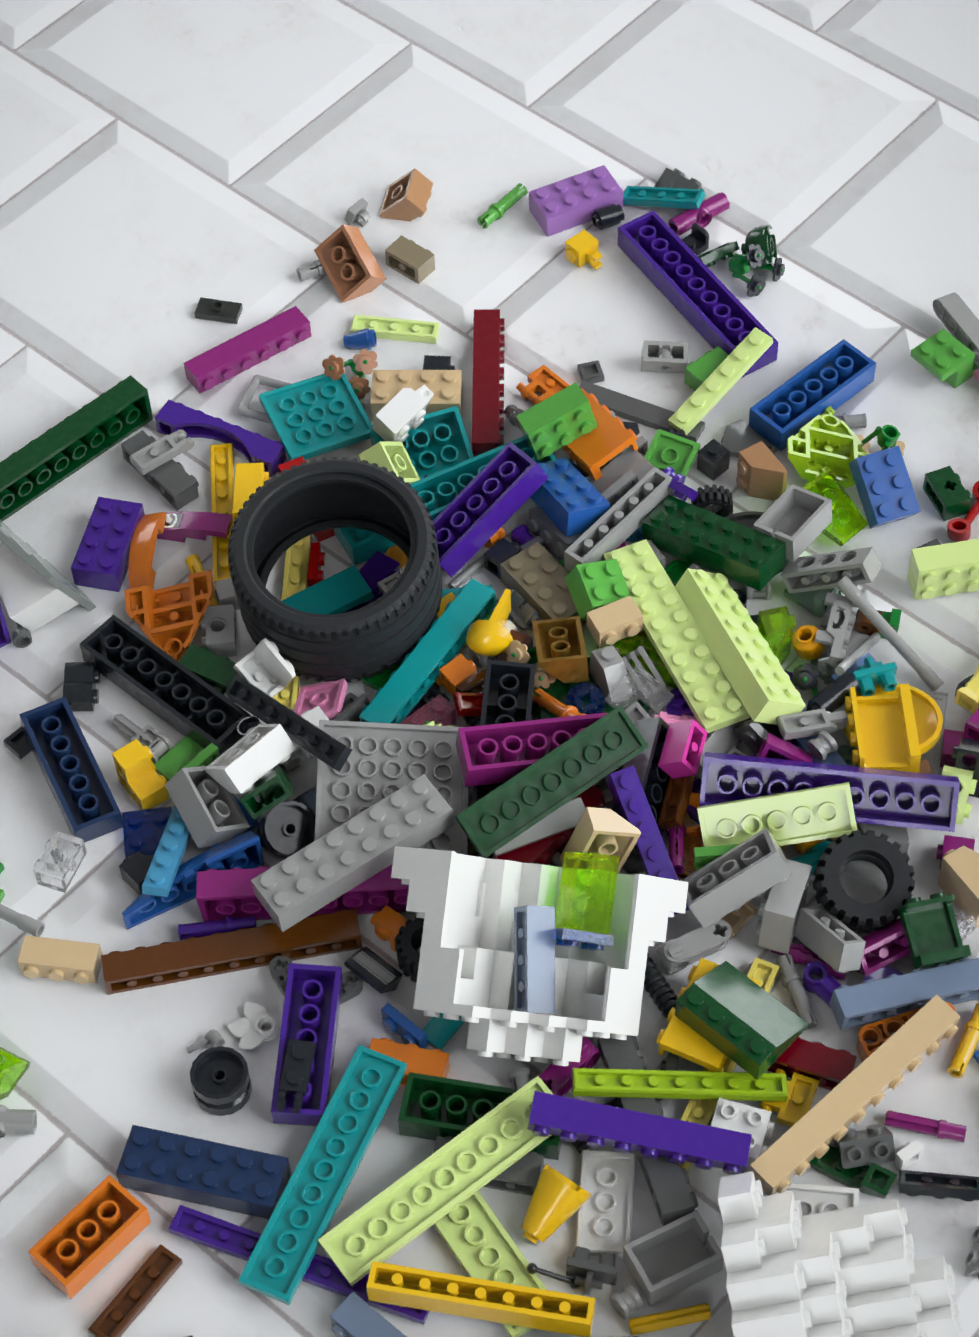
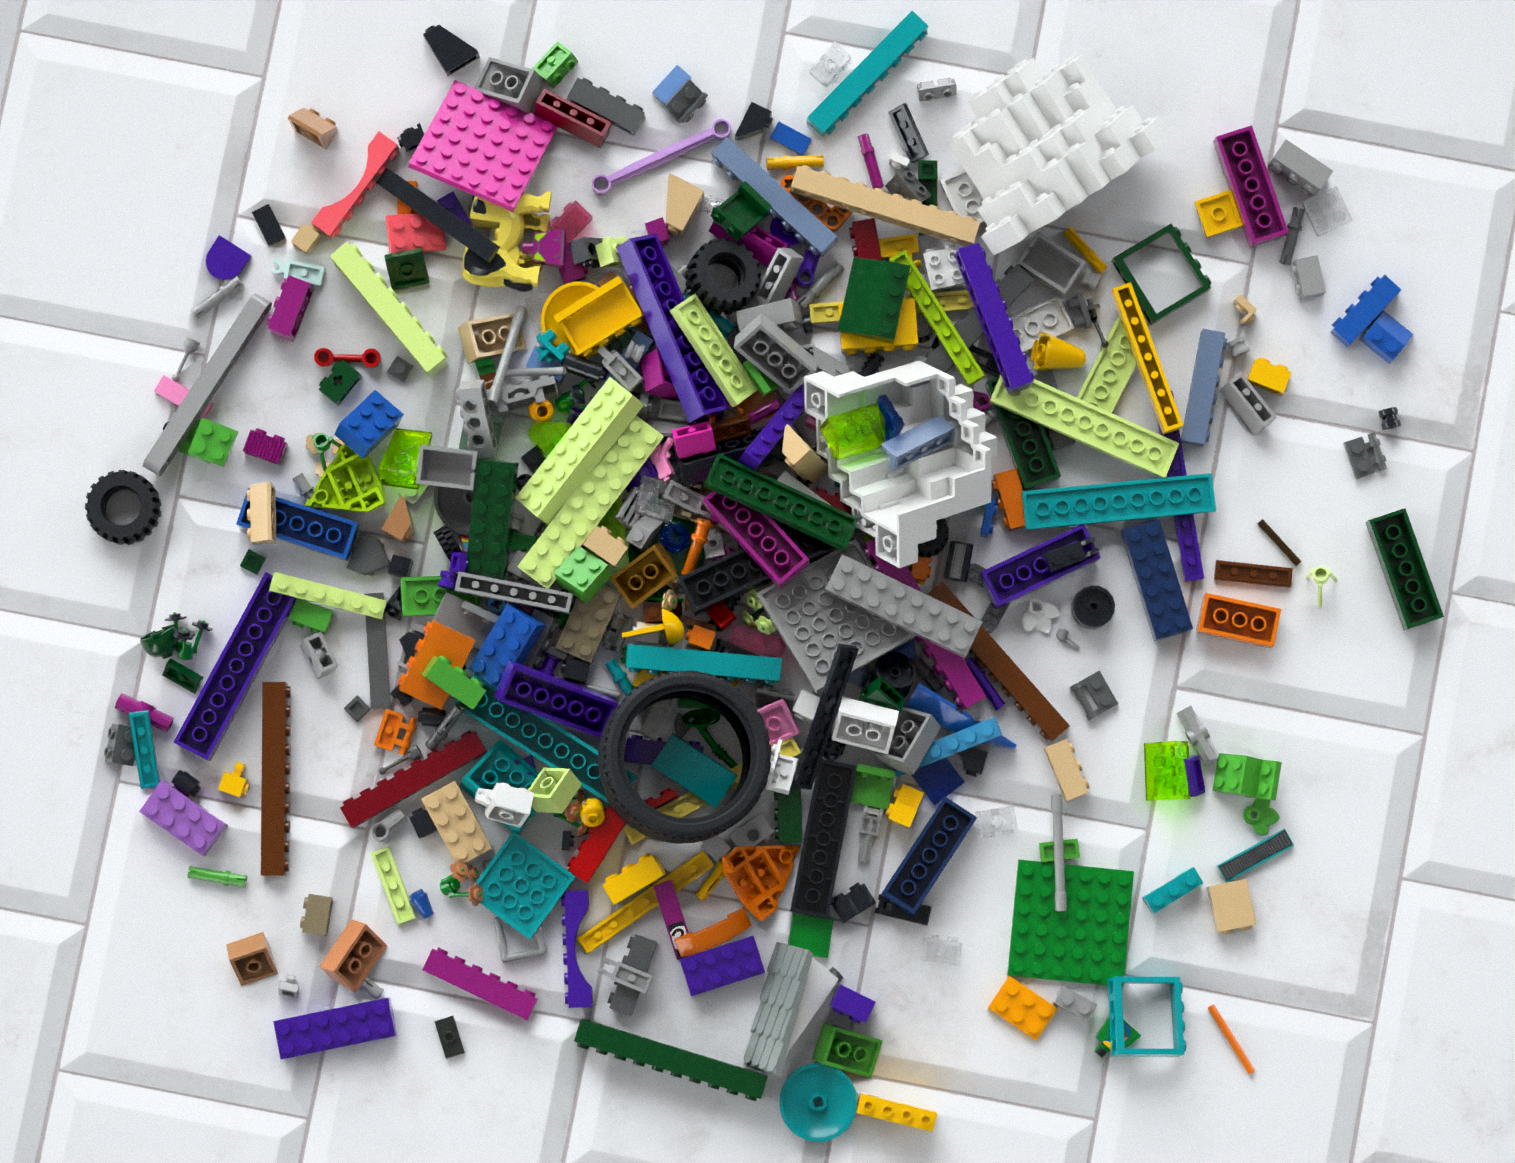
camera: 125 degrees left, 30 degrees up
(71, 632) = (811, 934): none -> green slope
(122, 1044) = (1099, 692): none -> dark grey plate
(293, 229) = (335, 1028): none -> dark purple brick
(455, 343) = (390, 823): none -> light grey piece
(513, 391) = (413, 753): none -> dark grey hinge
(566, 280) = (274, 778): none -> reddish brown brick
(698, 239) = (178, 701): black bracket -> none
(754, 950) = (807, 324): none -> black tile
(797, 353) = (252, 562): none -> dark green tile
(838, 355) = (262, 513): none -> tan slope
(913, 406) = (265, 447): none -> magenta brick
(921, 251) = (105, 489): none -> black tyre
(926, 635) = (488, 337): none -> tan slope

